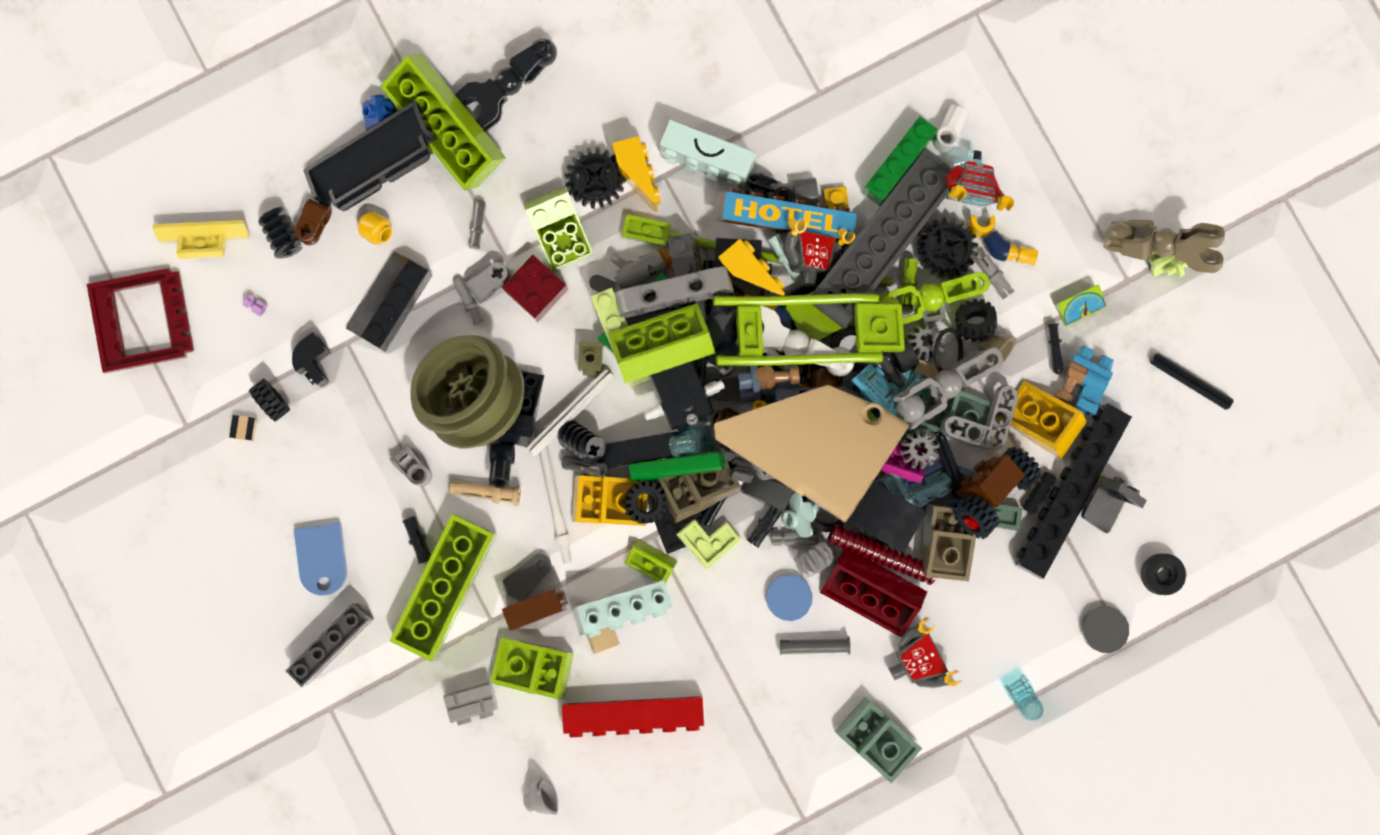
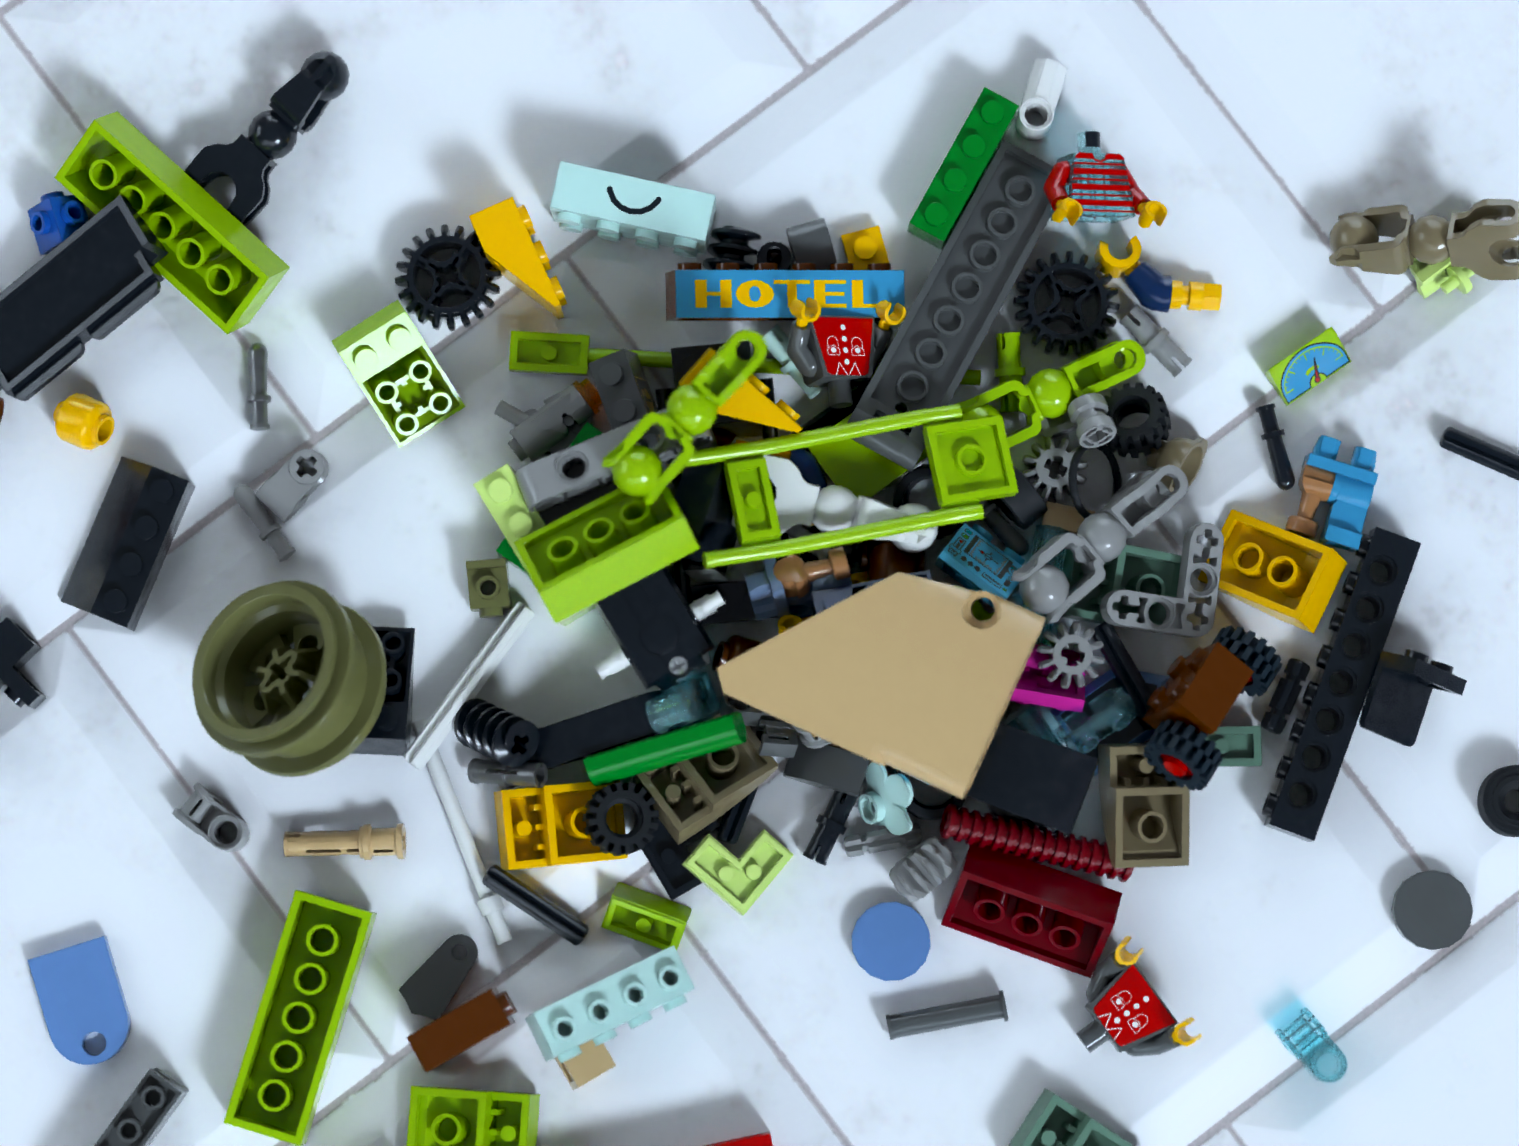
camera: 15 degrees left, 0 degrees up
(417, 539) = (242, 943): black pin -> none
(501, 459) = (364, 783): black piece -> none
(535, 288) = (375, 482): dark red brick -> none
(588, 544) = (535, 904): none -> black axle
(599, 283) = (487, 456): dark grey piece -> none
(716, 371) = (706, 575): none -> sticker
(721, 273) = (688, 413): none -> lime piece
(952, 315) = (1092, 422): none -> light grey wheel

